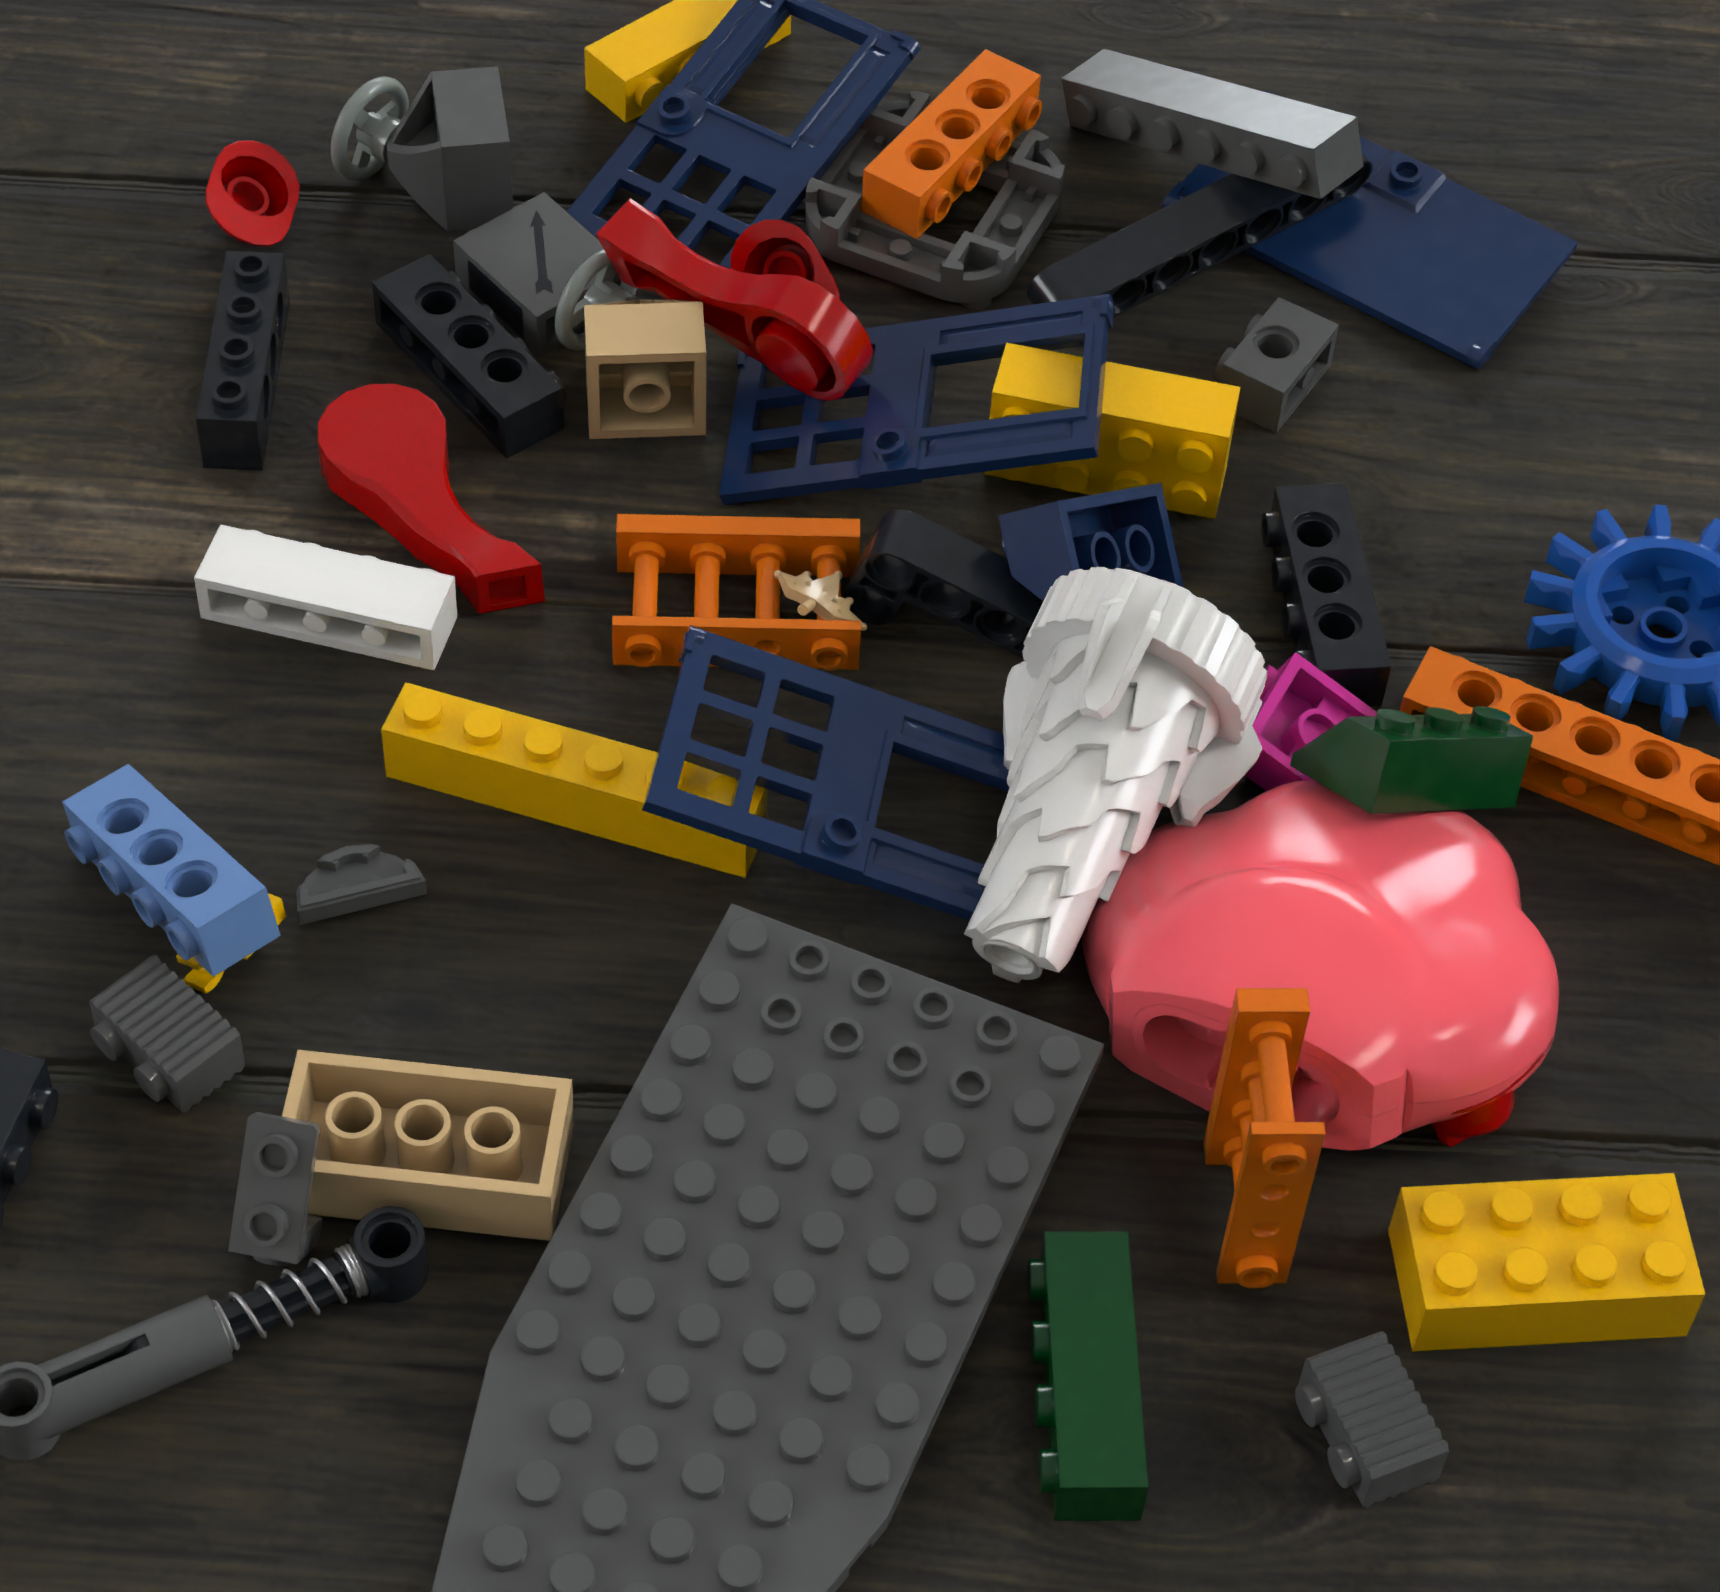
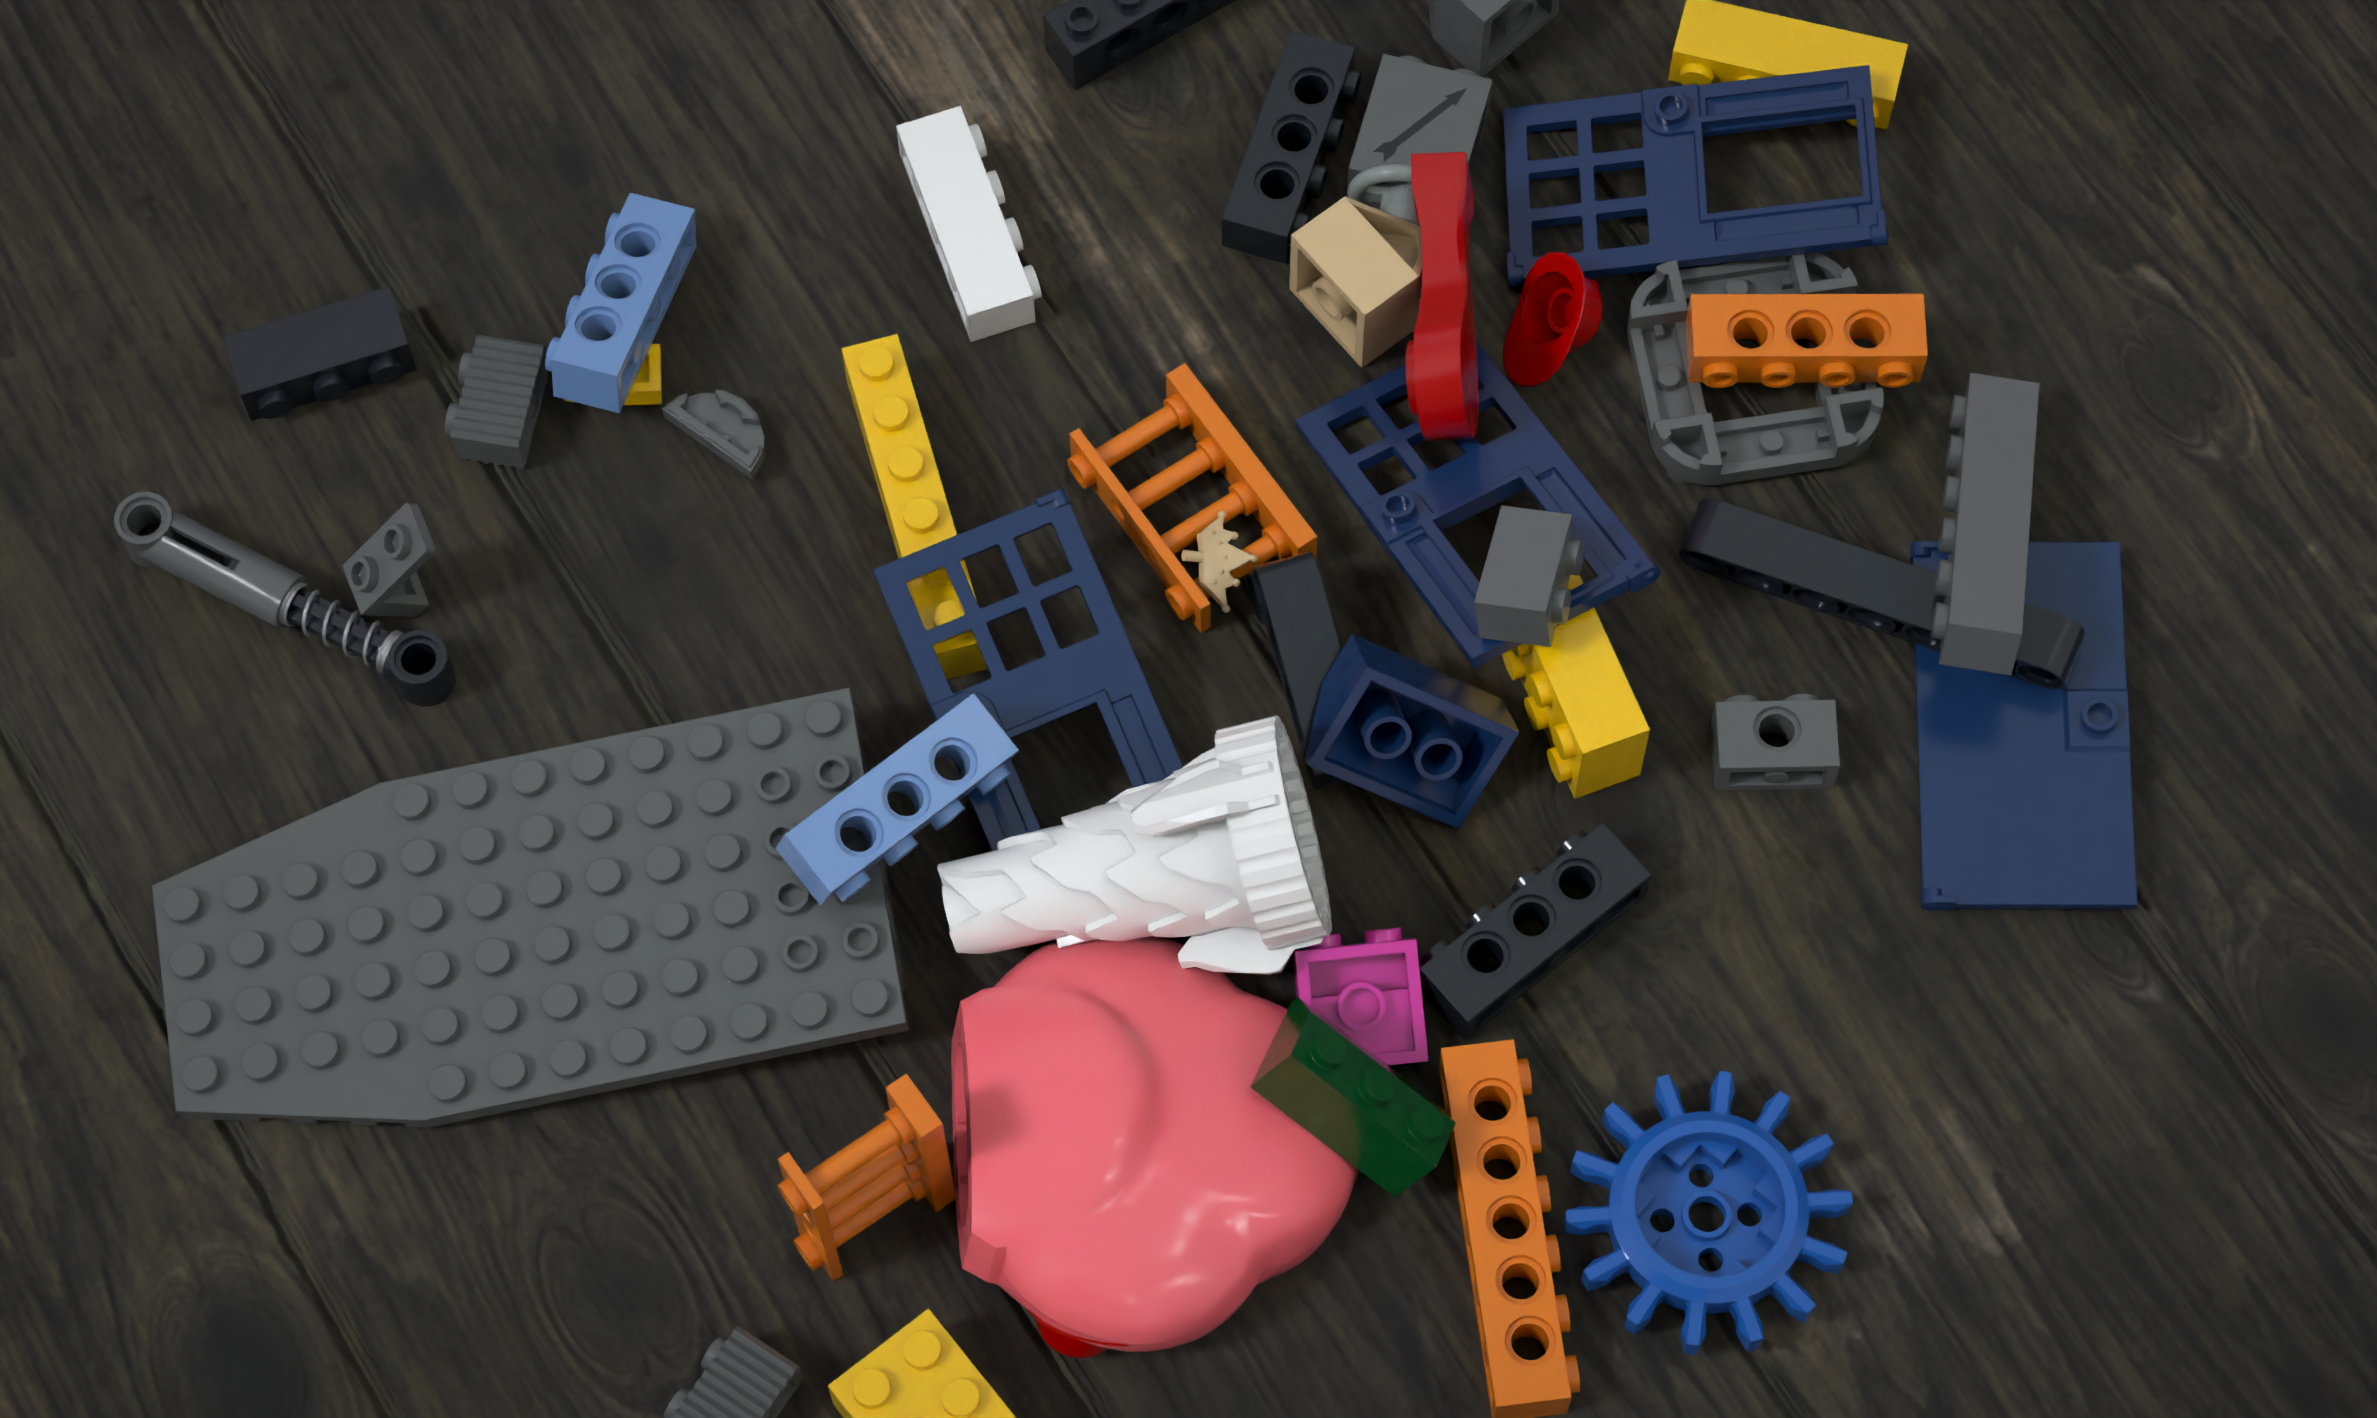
camera: 60 degrees right, 15 degrees up
(391, 461) = (1133, 170): red animal -> none
(437, 1140) = (516, 629): tan brick -> none
(896, 910) = (964, 735): none -> medium blue brick
(1058, 362) = (1528, 576): none -> dark grey brick
(1090, 1377) = (638, 1186): dark green brick -> none

